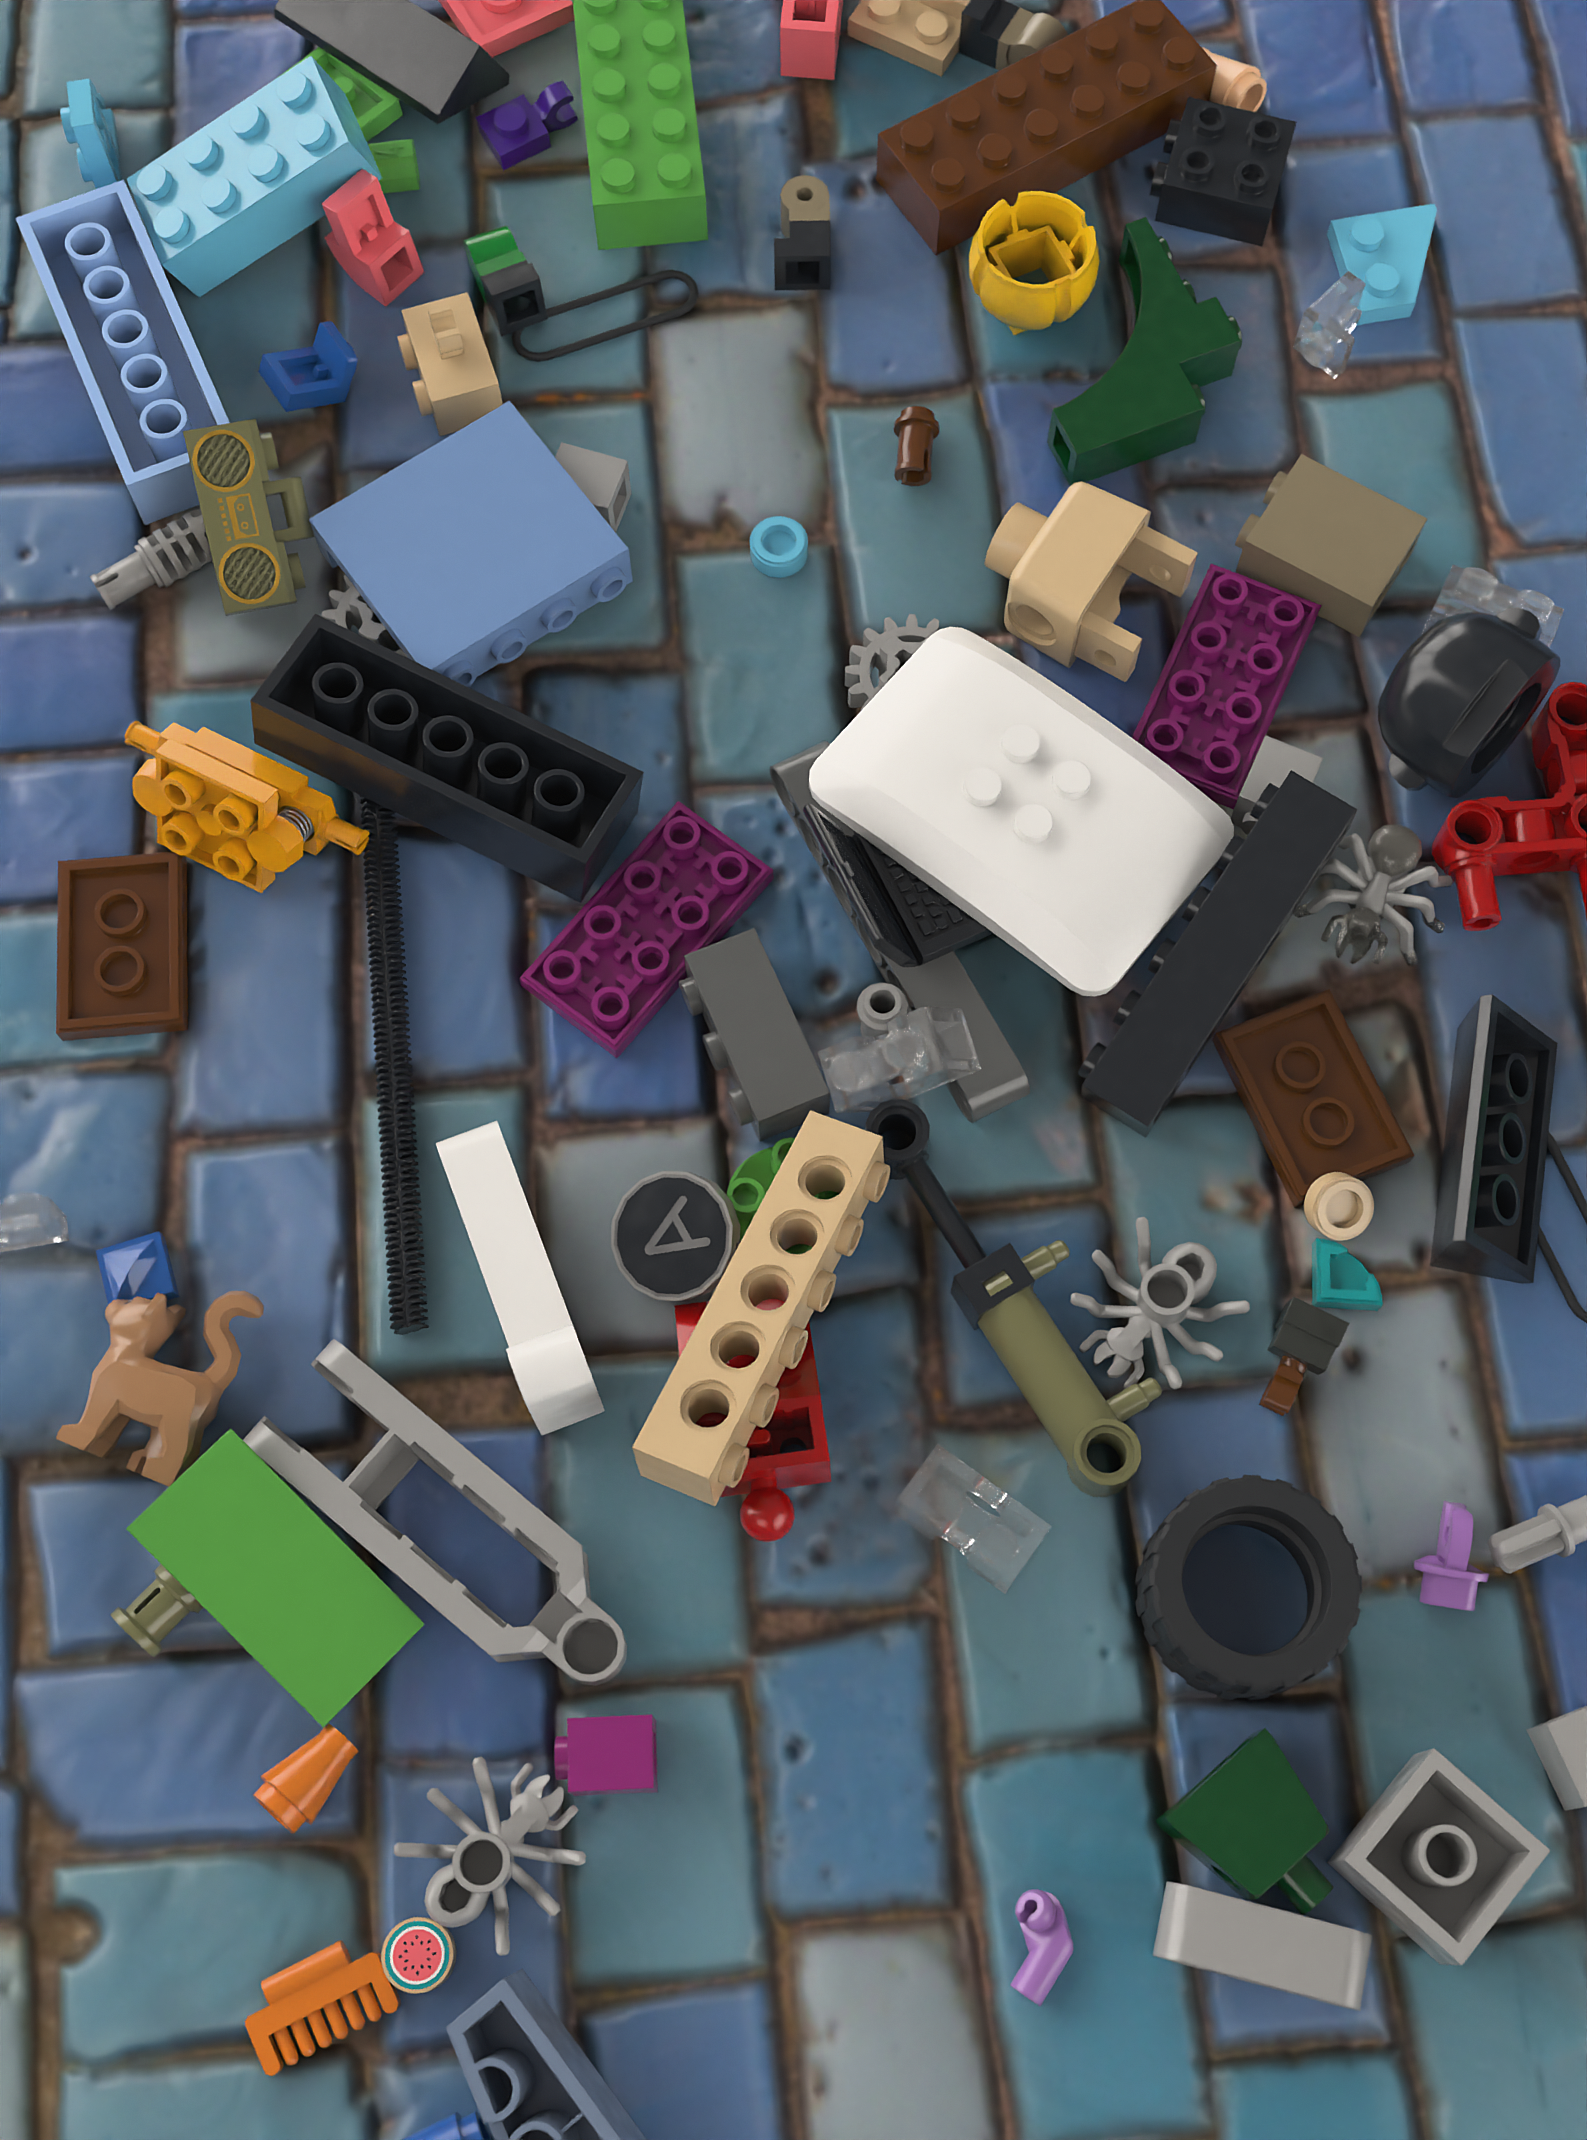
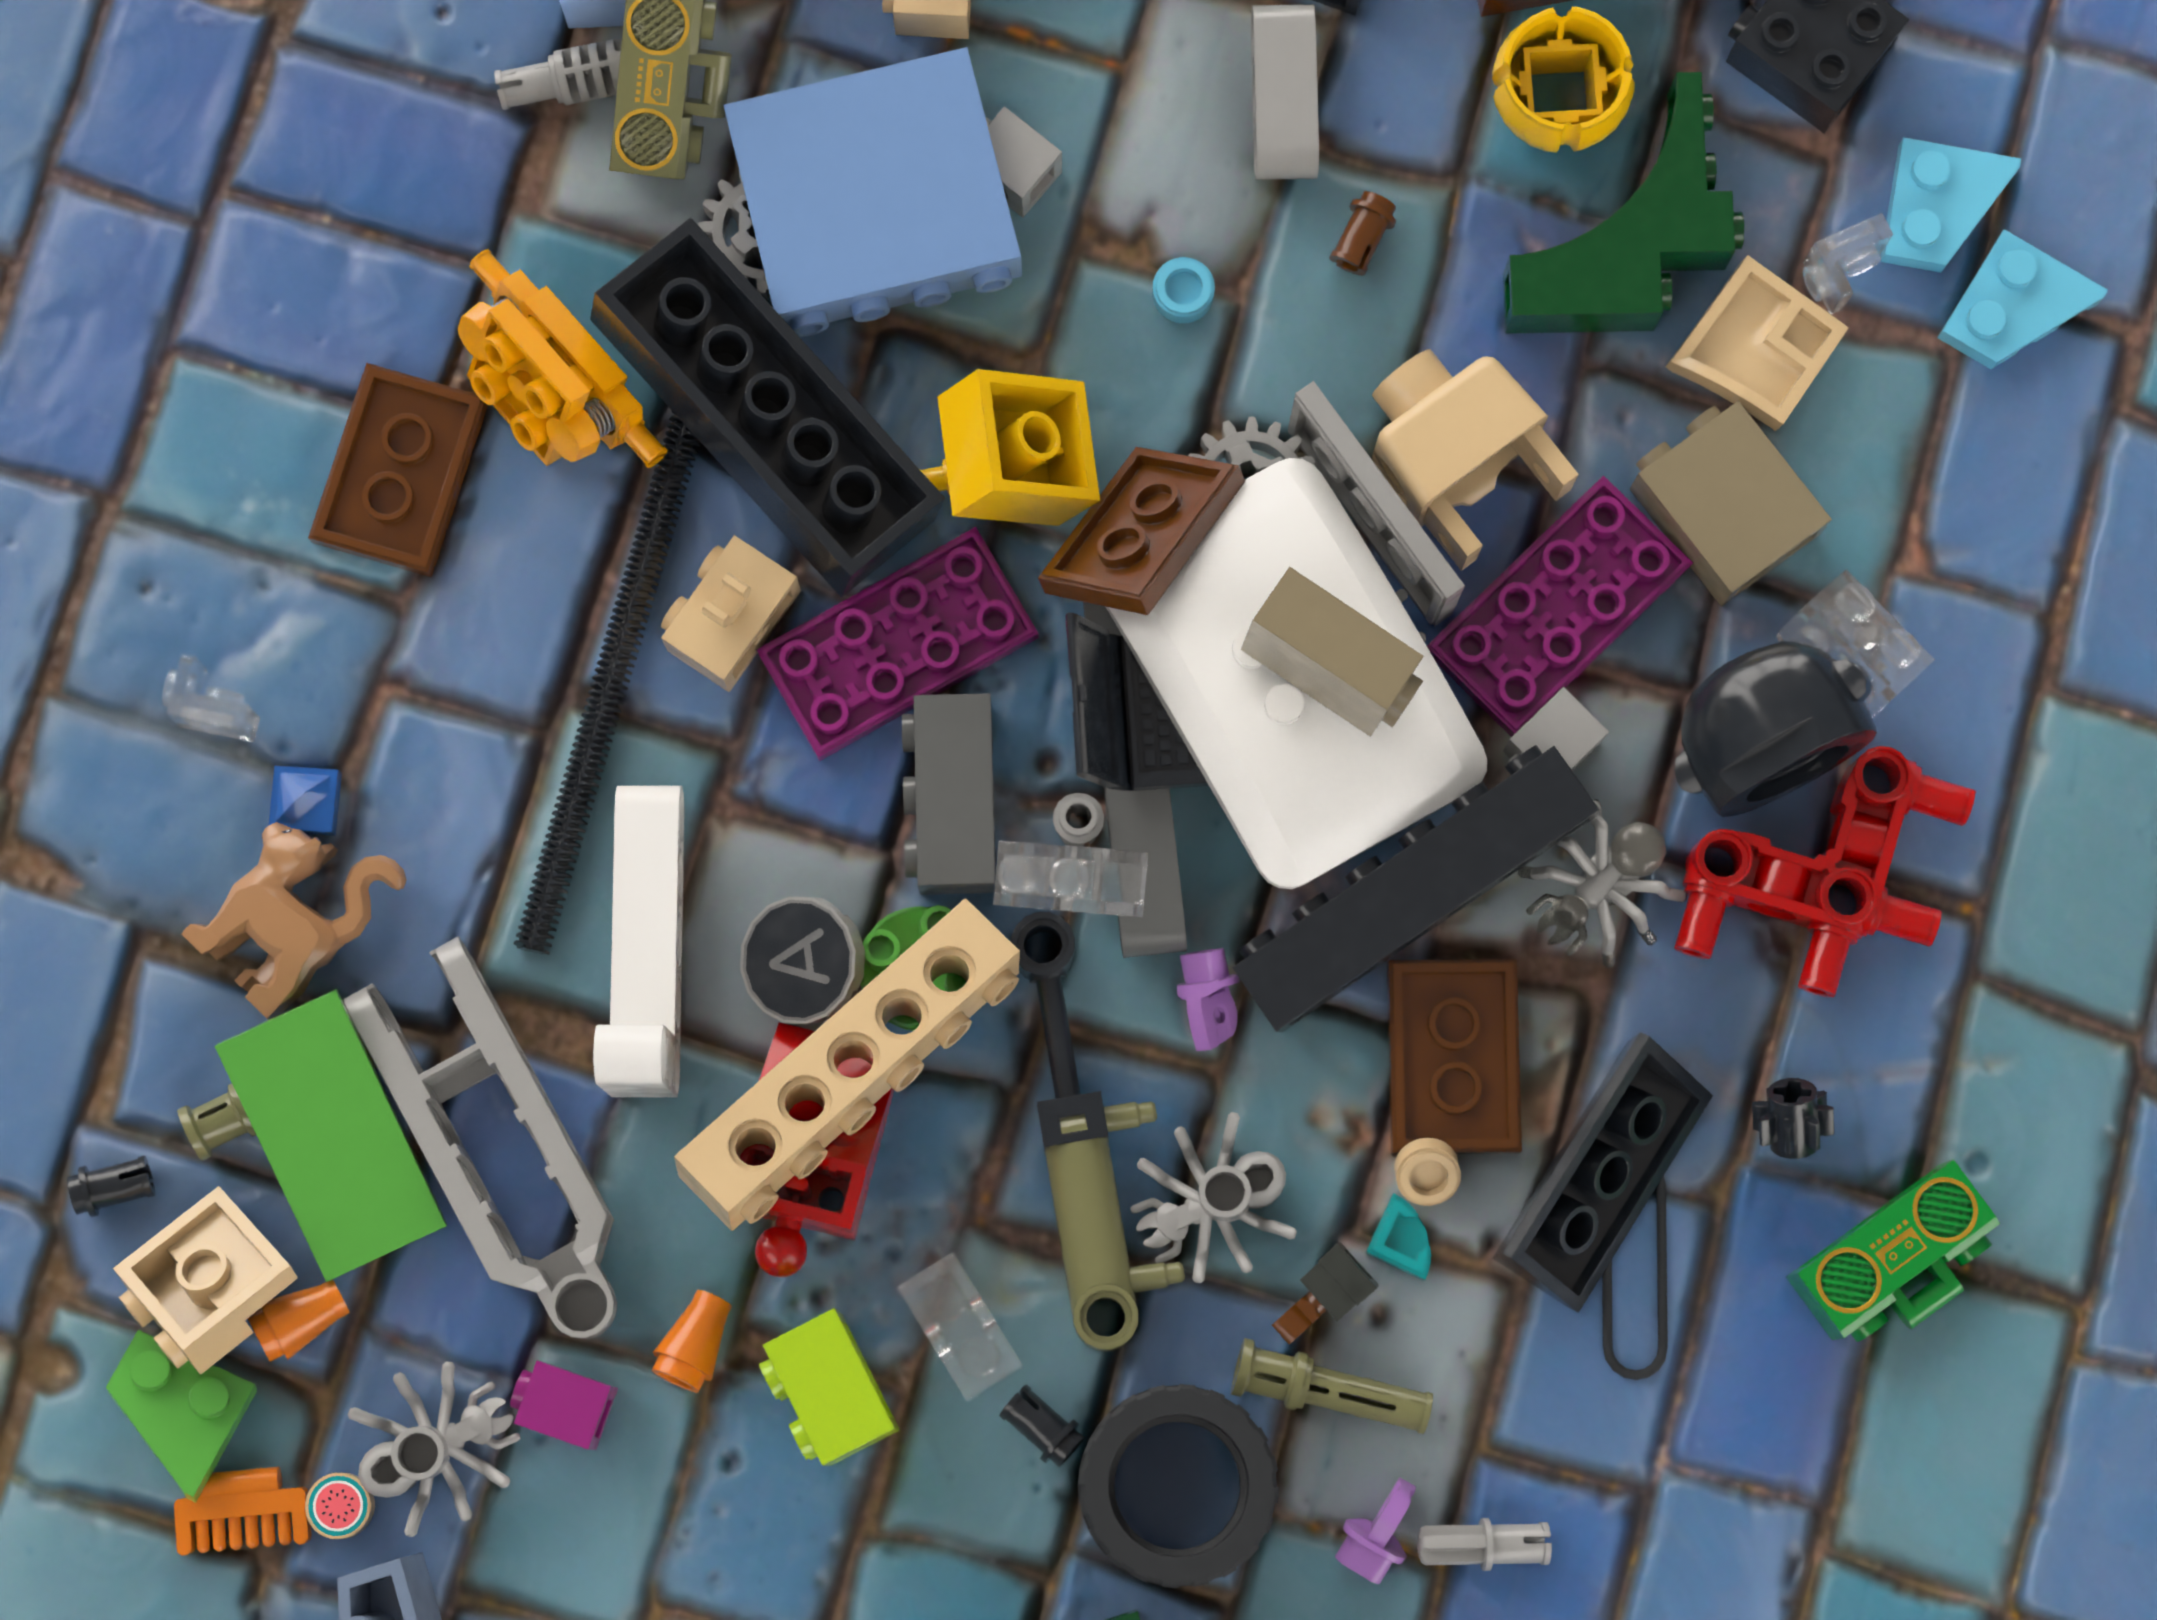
camera: 20 degrees right, 10 degrees up
(67, 1720) = (110, 1185): none -> black pin
(196, 1776) = (203, 1281): none -> tan plate
(216, 1919) = (178, 1411): none -> bright green wing
(481, 952) = (729, 612): none -> tan brick
(691, 708) = (1016, 448): none -> yellow piece
(714, 1644) = (692, 1344): none -> orange cone
(799, 359) = (1284, 92): none -> light grey beam
(834, 733) = (1141, 530): none -> reddish brown tile
(870, 1628) = (828, 1388): none -> lime brick
(1052, 647) = (1375, 506): none -> light grey tile
(1060, 1116) = (1208, 998): none -> medium lavender piece
(1068, 746) = (1333, 653): none -> dark tan brick
(1087, 1587) = (1042, 1426): none -> black pin
(1290, 410) = (1759, 344): none -> tan plate
(1309, 1448) = (1290, 1378): none -> olive pin
(1484, 312) = (2016, 301): none -> medium azure wing

